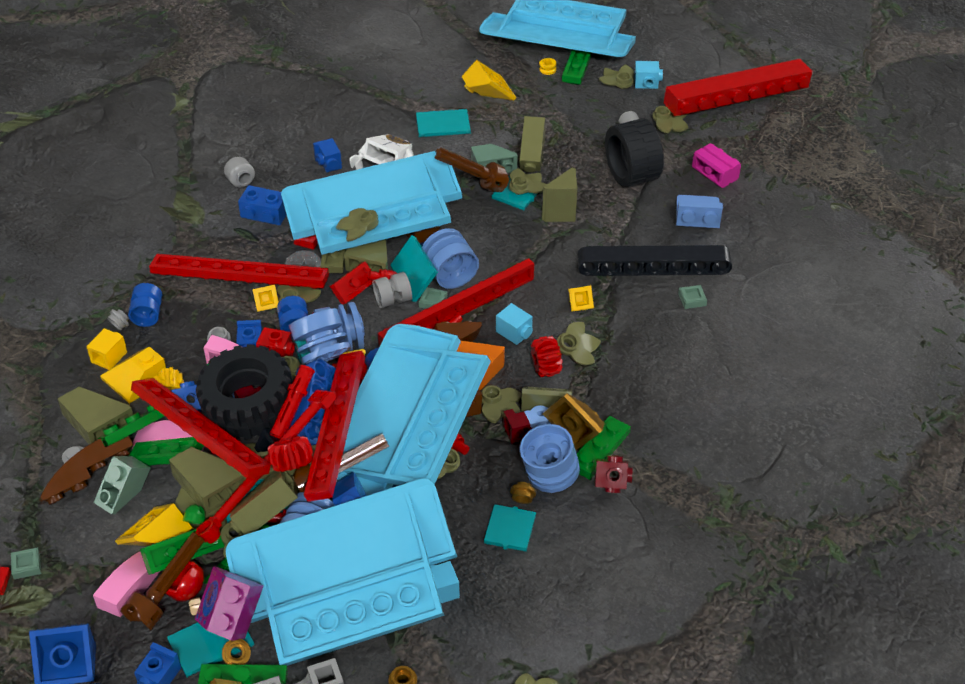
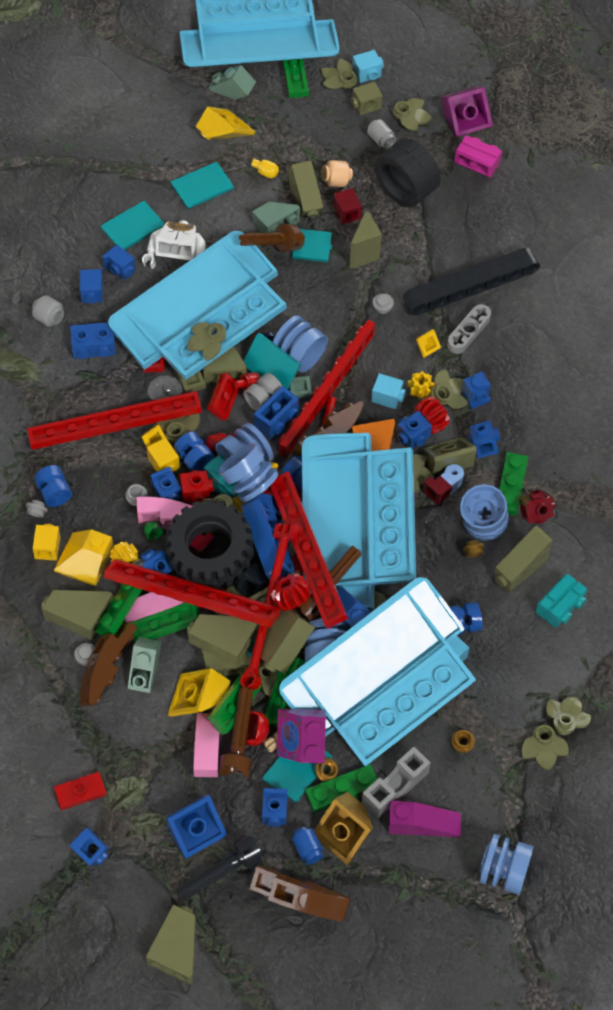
camera: 25 degrees left, 15 degrees up
(25, 563) = (107, 762): sand green tile -> none
(194, 514) = (231, 671): green hinge -> none
(263, 309) = (163, 456): none -> yellow brick
(290, 163) = (91, 286): none -> blue brick
(296, 393) = (260, 515): red pin -> none
(354, 135) = (132, 225): none -> teal piece
(391, 307) = (276, 413): none -> blue brick
(464, 546) = (473, 616): none -> blue wheel
(508, 124) = (266, 168): none -> yellow cylinder
(510, 527) = (476, 582): teal piece -> none
(515, 55) = (232, 83): none -> sand green slope
(520, 365) = (413, 430): none -> blue brick
(524, 183) = (318, 232): olive plate -> none
(547, 66) = (268, 87): yellow bush -> none
(552, 326) = (420, 385): none -> yellow gear
(555, 255) = (383, 303): none -> light grey plate
(564, 162) = (347, 206): none -> dark red brick
(569, 518) = (523, 559): none -> olive slope
(570, 143) = (336, 173): none -> light nougat head
(576, 418) = (489, 470): pearl gold slope -> none
(591, 392) = (484, 439): none -> blue brick
(592, 575) = (562, 600): none -> teal brick
(607, 350) = (476, 390): none -> blue brick
(617, 306) = (469, 320): none -> light grey beam
(632, 96) = (366, 98): none -> olive brick
(692, 297) = (518, 307): sand green tile -> none
(698, 211) = (484, 213): medium blue bracket -> none
(725, 127) = (467, 110): none -> magenta slope
(737, 87) = (459, 57): red brick -> none

